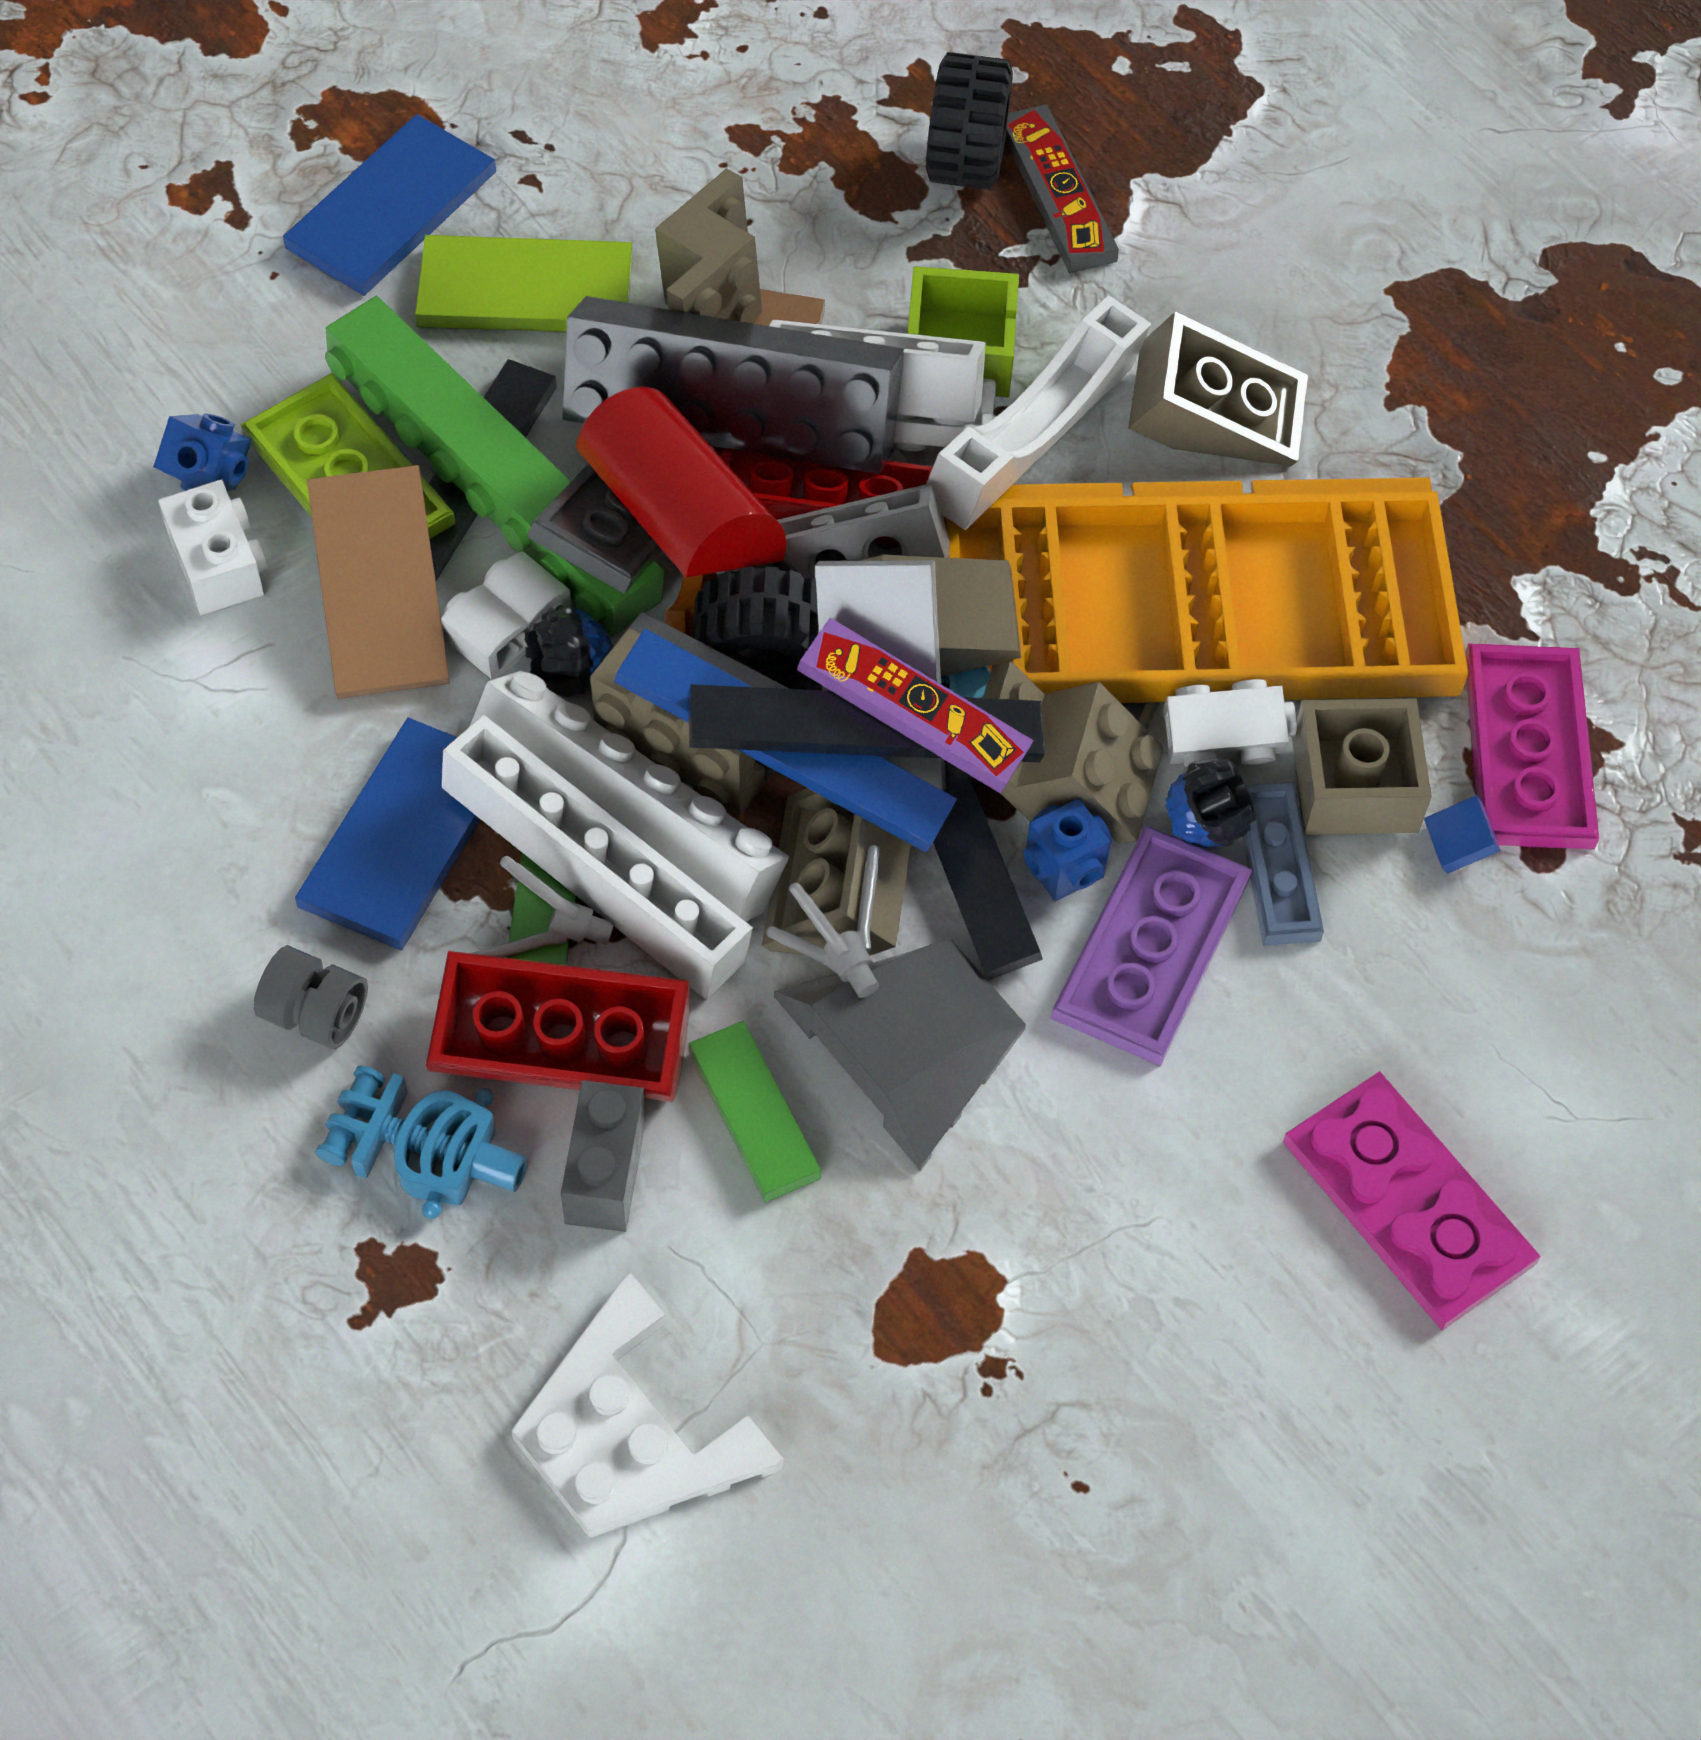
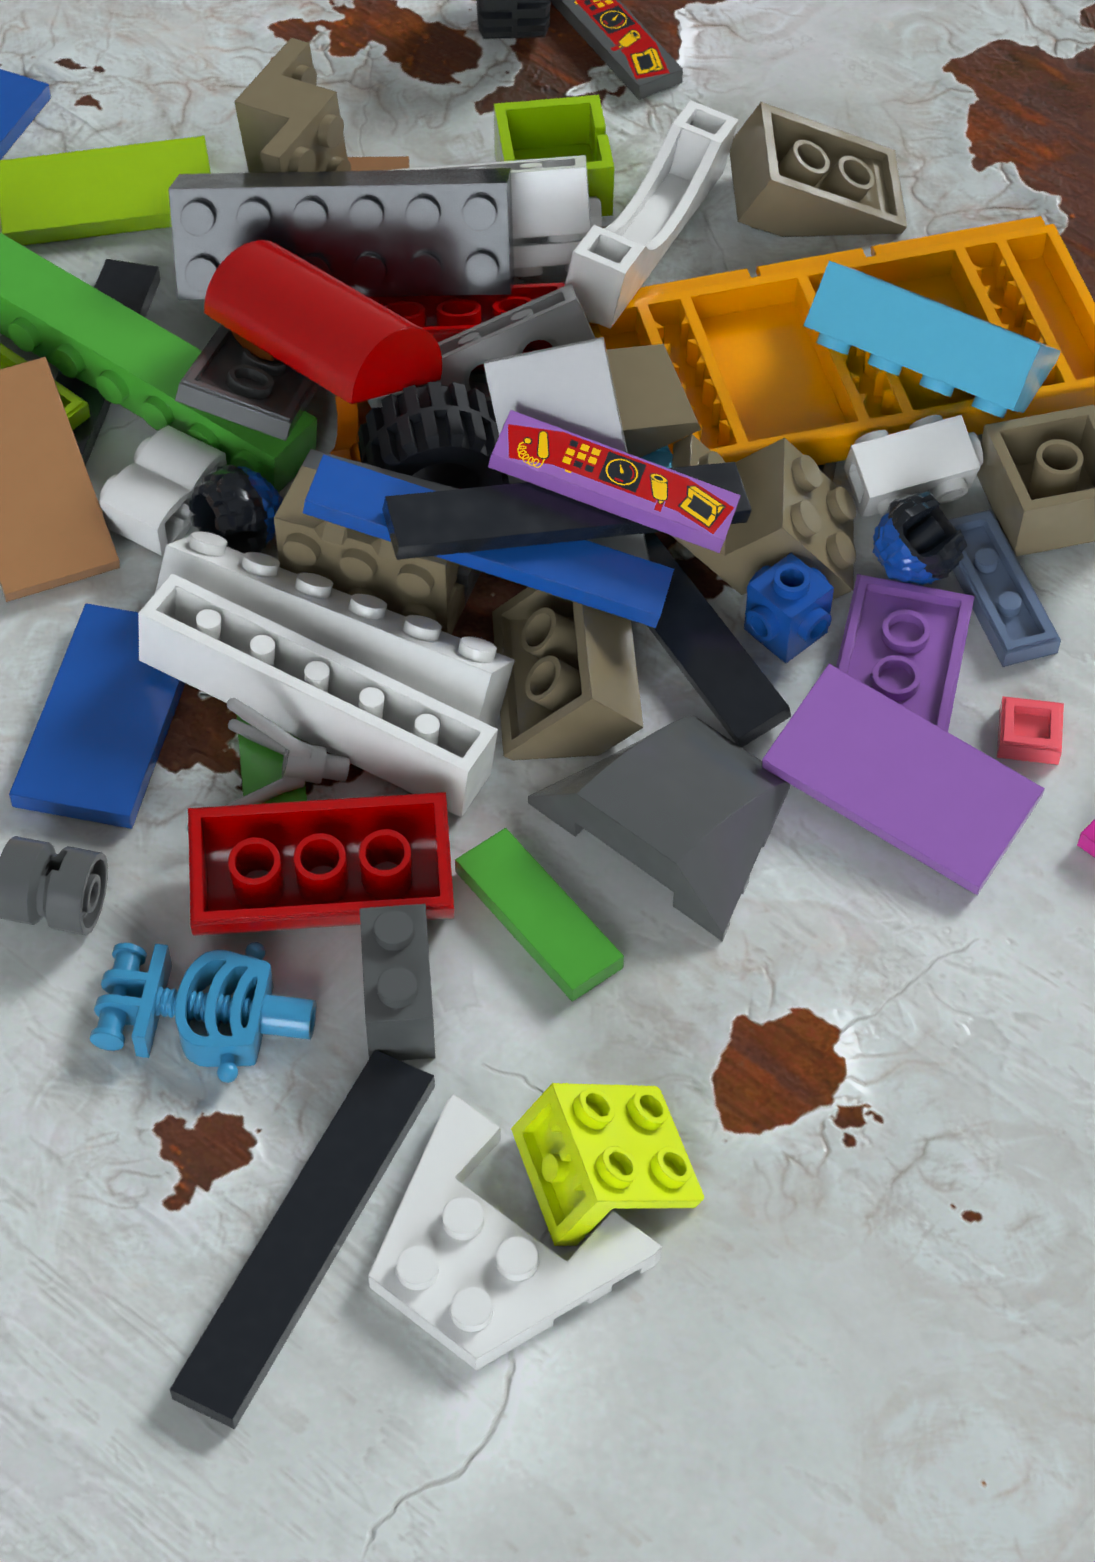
camera: 10 degrees left, 5 degrees down
(464, 1381) = (302, 1240): none -> black tile
(754, 1360) = (602, 1152): none -> neon yellow bracket
(846, 951) = (600, 733): light grey plant -> none
(1129, 1046) = (903, 778): none -> medium lavender tile
(1269, 1017) = (1030, 730): none -> coral tile
(1273, 599) = (930, 339): none -> medium azure slope

